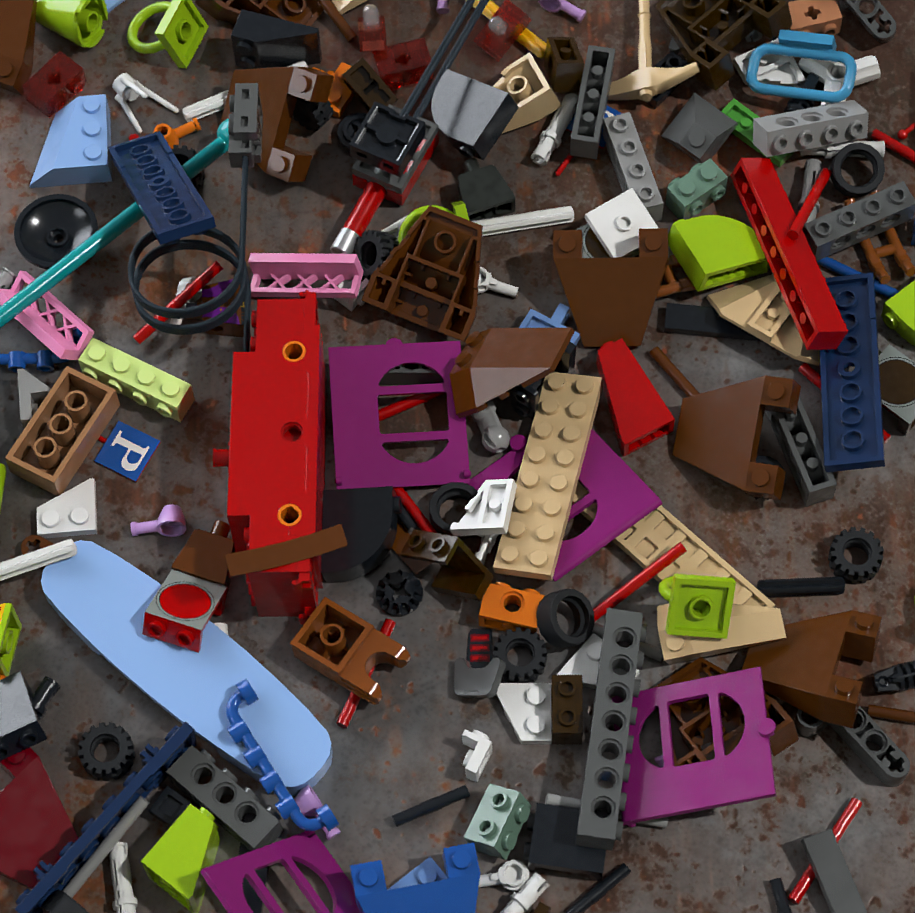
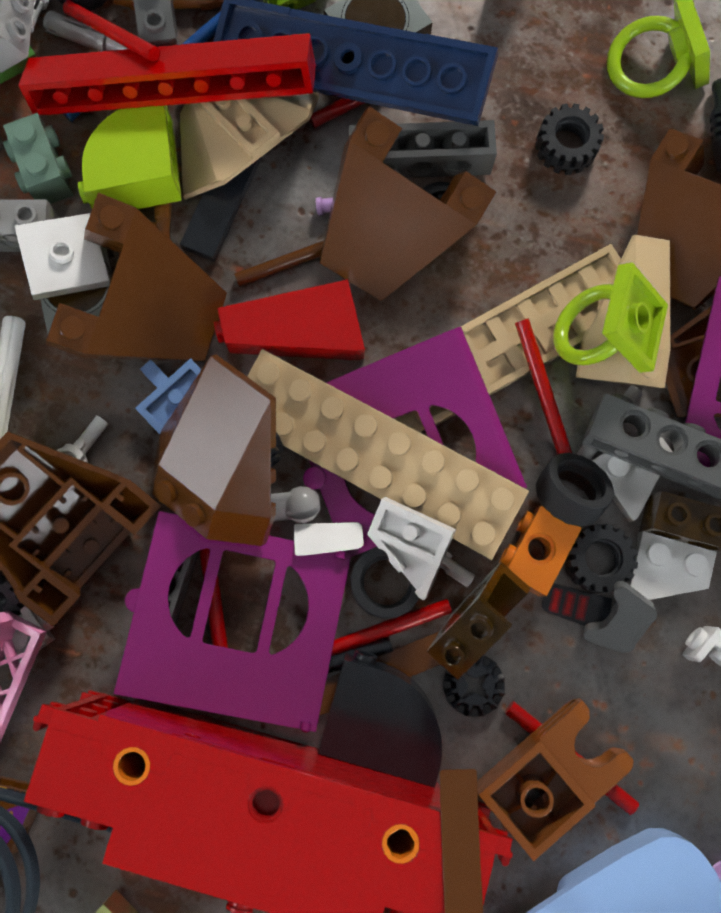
camera: 80 degrees left, 15 degrees up
(475, 459) = (327, 537): none -> white sticker
(801, 586) = (589, 210): black axle -> none

